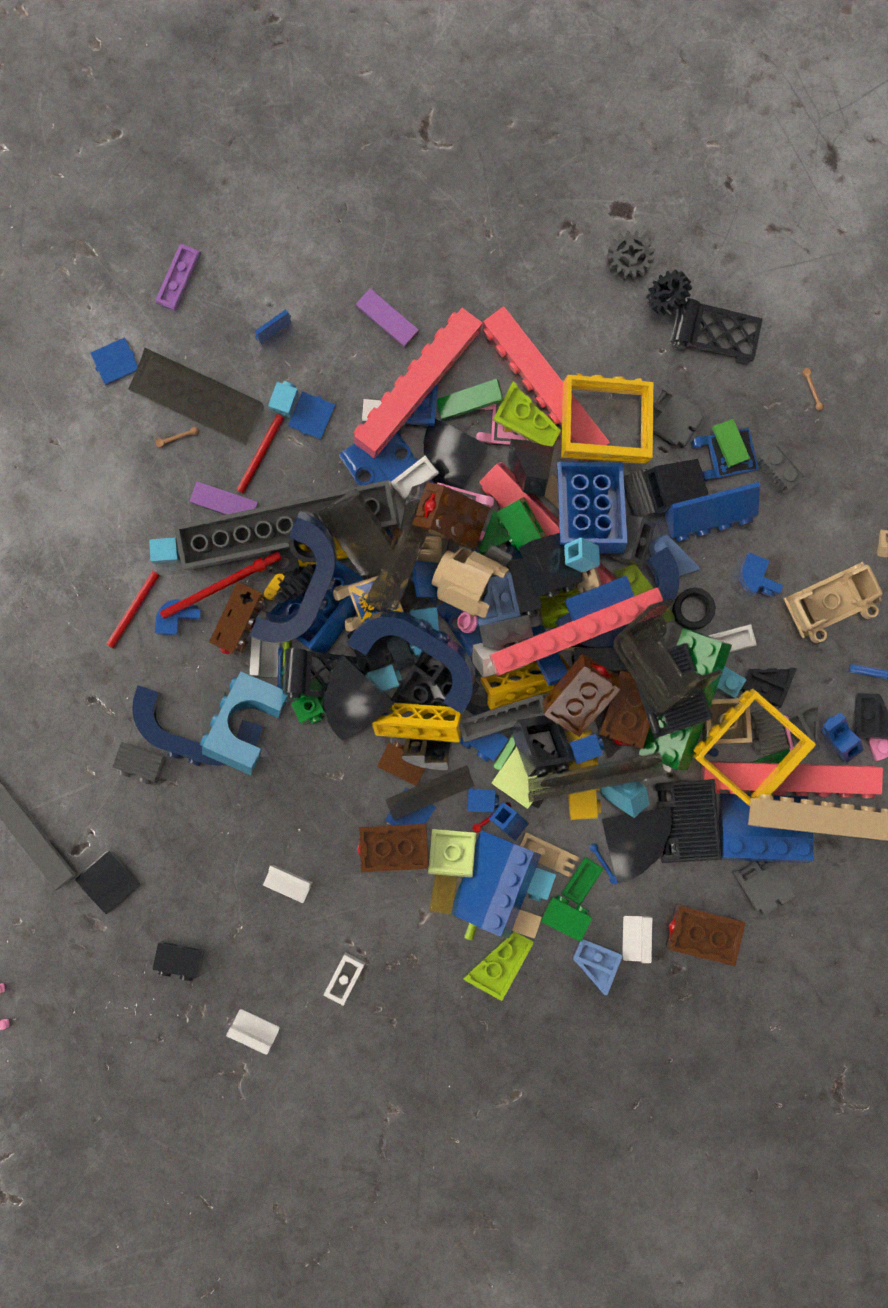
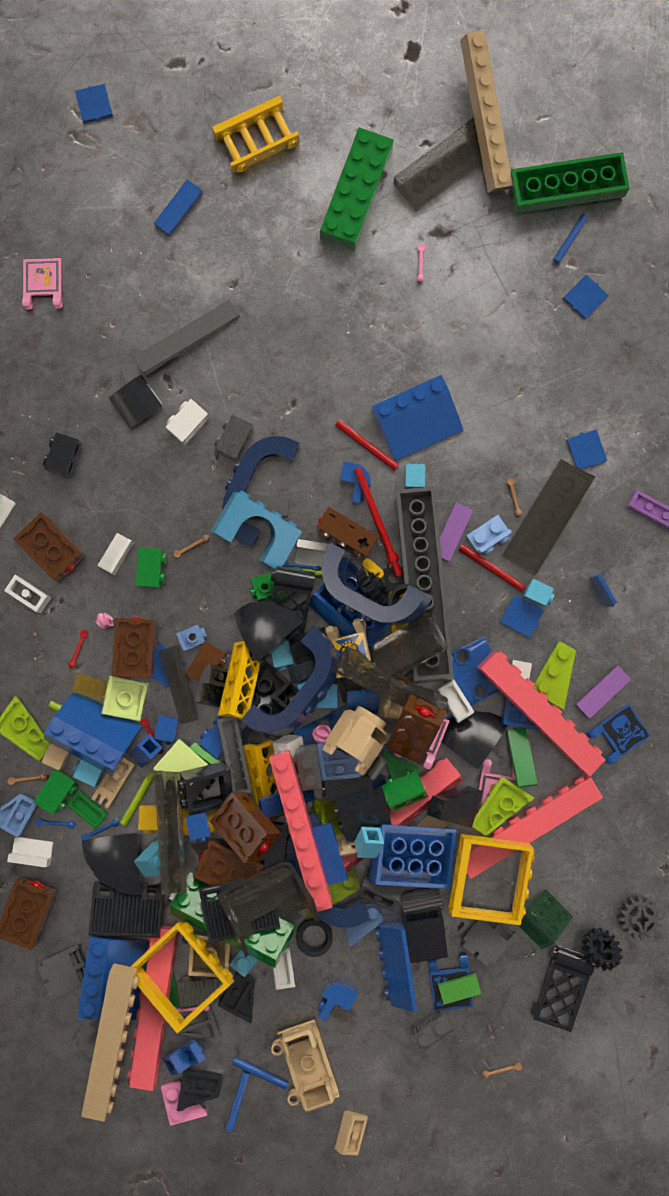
camera: 90 degrees right, 0 degrees up
(96, 554) = (417, 418): none -> blue slope
(125, 819) = (187, 421): none -> white brick
(223, 461) = (488, 535): none -> light blue bracket
(280, 812) = (177, 553): none -> medium nougat hinge
(287, 960) = (49, 547): none -> reddish brown piece
(299, 841) = (150, 567): none -> green brick
(366, 886) = (104, 621): none -> bright pink plate
(373, 370) = (556, 675): none -> lime wing
(382, 787) = (186, 643): none -> medium blue brick
(384, 909) = (83, 634): none -> red hinge
(429, 292) = (622, 731): none -> flag
(559, 971) = (11, 781): none -> medium nougat hinge
(564, 825) = (137, 799): none -> lime bar
(602, 934) = (39, 822): none -> blue hinge
(645, 357) = (545, 920): none -> clear green bracket
(849, 652) = (260, 1073): none -> blue bar

